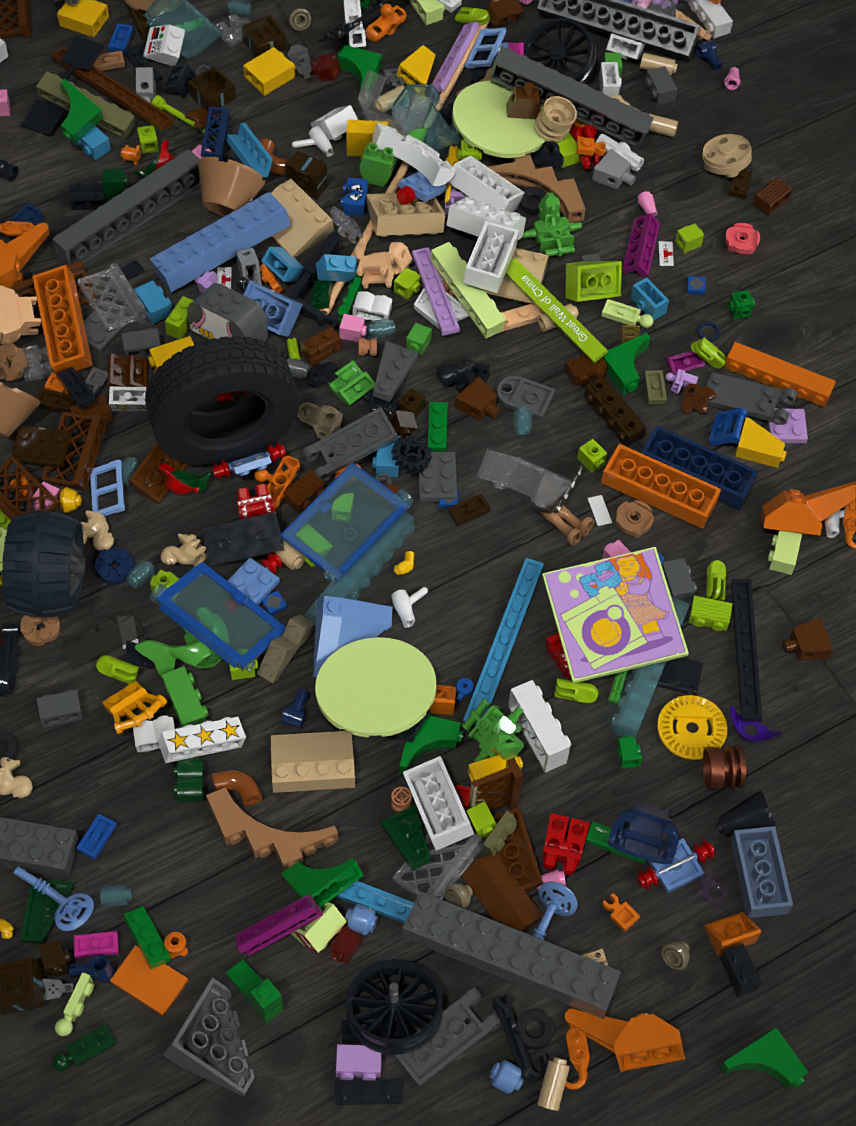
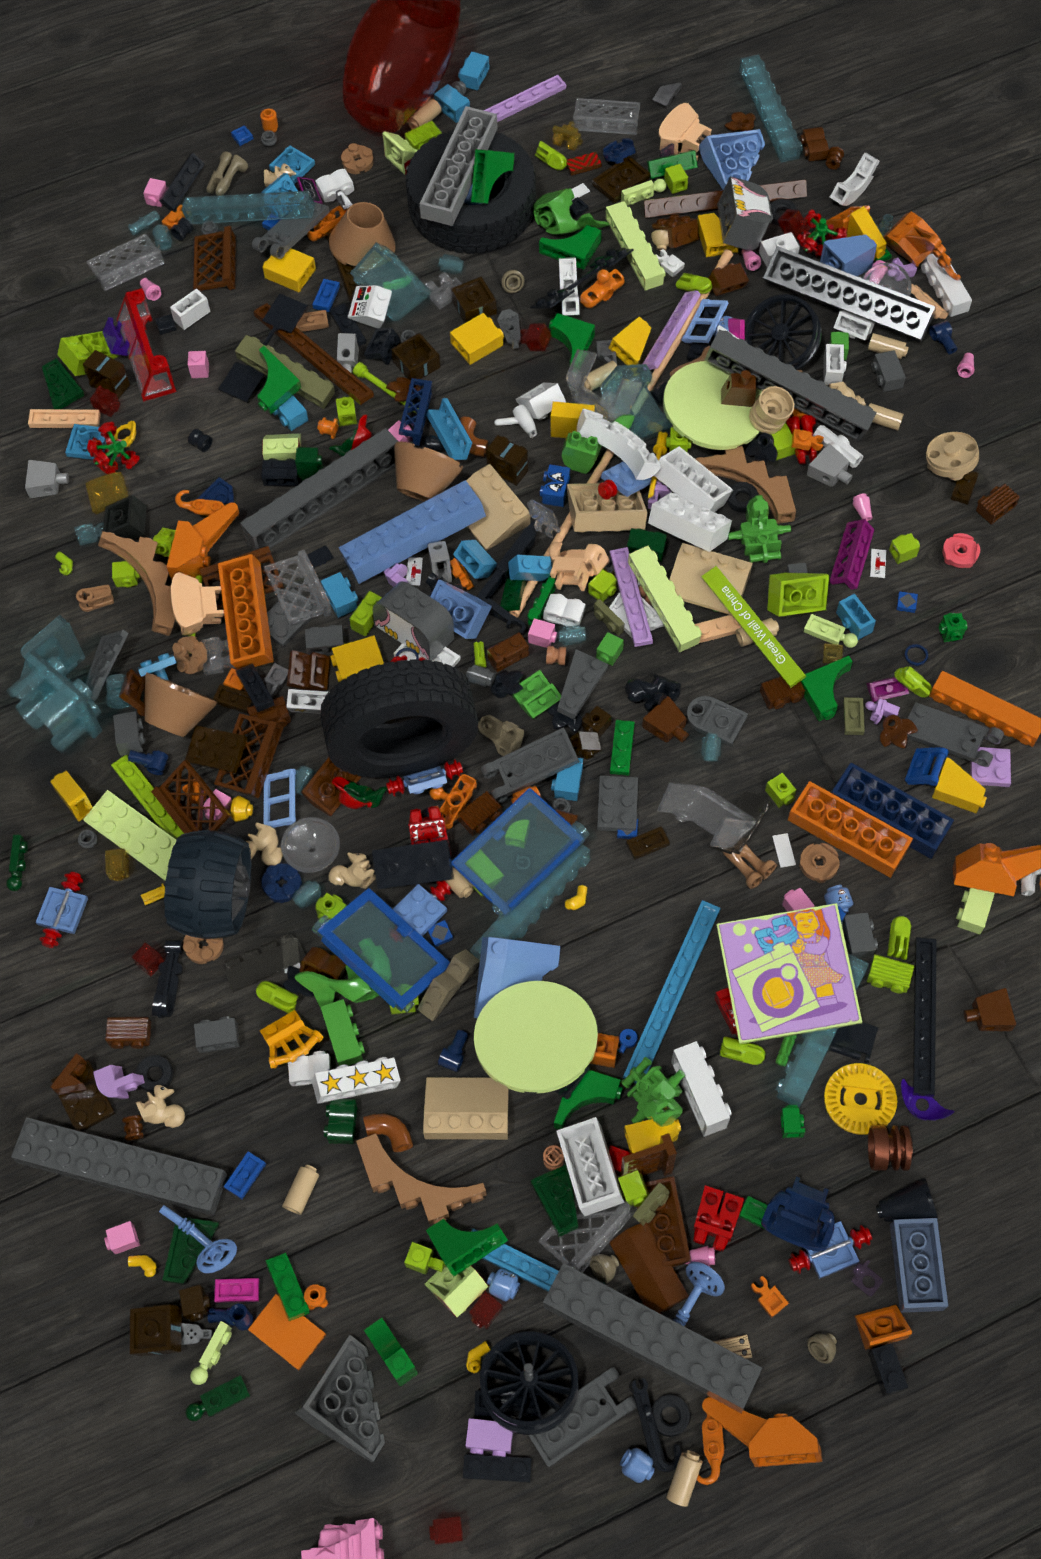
camera: 10 degrees right, 5 degrees up
(86, 172) = (281, 446): none -> yellowish green slope
(115, 895) = (259, 1239): clear light blue brick -> none
(140, 519) = (309, 834): none -> clear dish
(154, 846) = (301, 1189): none -> tan brick
(159, 632) = (323, 963): none -> reddish brown brick
(276, 899) = (421, 1258): none -> lime brick
(278, 925) = (417, 1287): magenta fence -> none
(338, 989) = (474, 1357): none -> yellow arm
(403, 604) = (571, 944): white piece -> none
(412, 454) = (591, 772): black gear -> none
(415, 310) = (611, 620): none -> olive plate
(439, 238) = (640, 538): none -> dark green brick
(491, 256) = (690, 566): white brick -> none
(614, 411) = (808, 741): dark brown brick -> none
(659, 543) = (839, 895): none -> medium blue head
(772, 1056) = (912, 1465): green arch -> none

